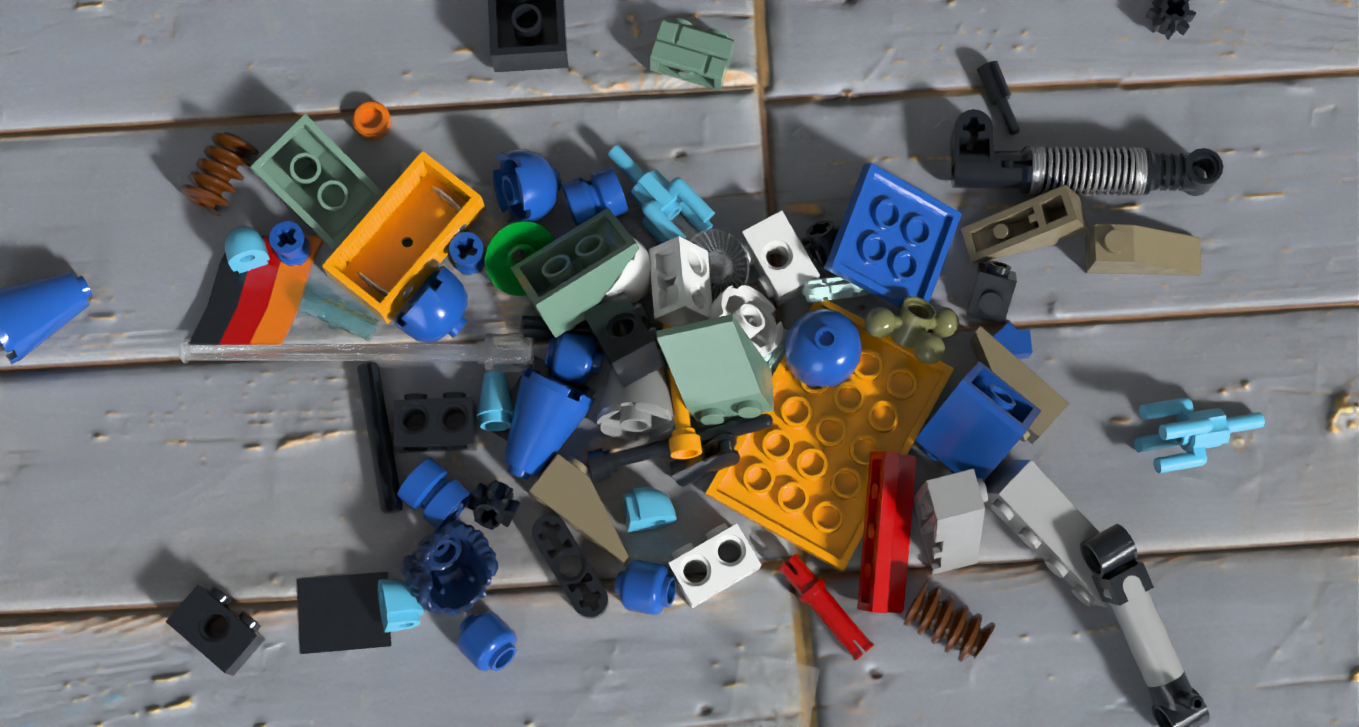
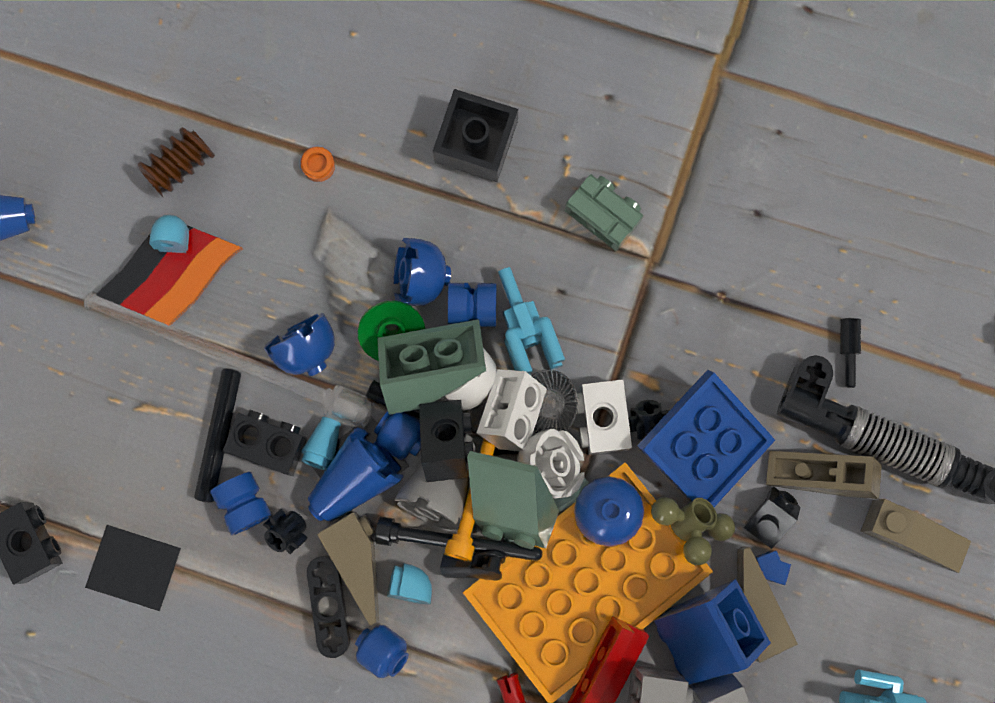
camera: 25 degrees right, 5 degrees up
(290, 232) = (200, 236): blue bush -> none
(317, 181) = (251, 201): sand green slope -> none
(338, 315) = (224, 319): clear light blue pin -> none
(397, 606) = (177, 581): medium azure piece -> none
(420, 206) = (270, 285): light orange piece -> none
(450, 569) = (226, 573): dark blue hair -> none
(464, 242) = (353, 300): blue bush -> none
(487, 641) = (234, 642): blue head -> none
(719, 573) = (446, 665): white brick -> none
(831, 289) = (635, 462): light aqua axle -> none

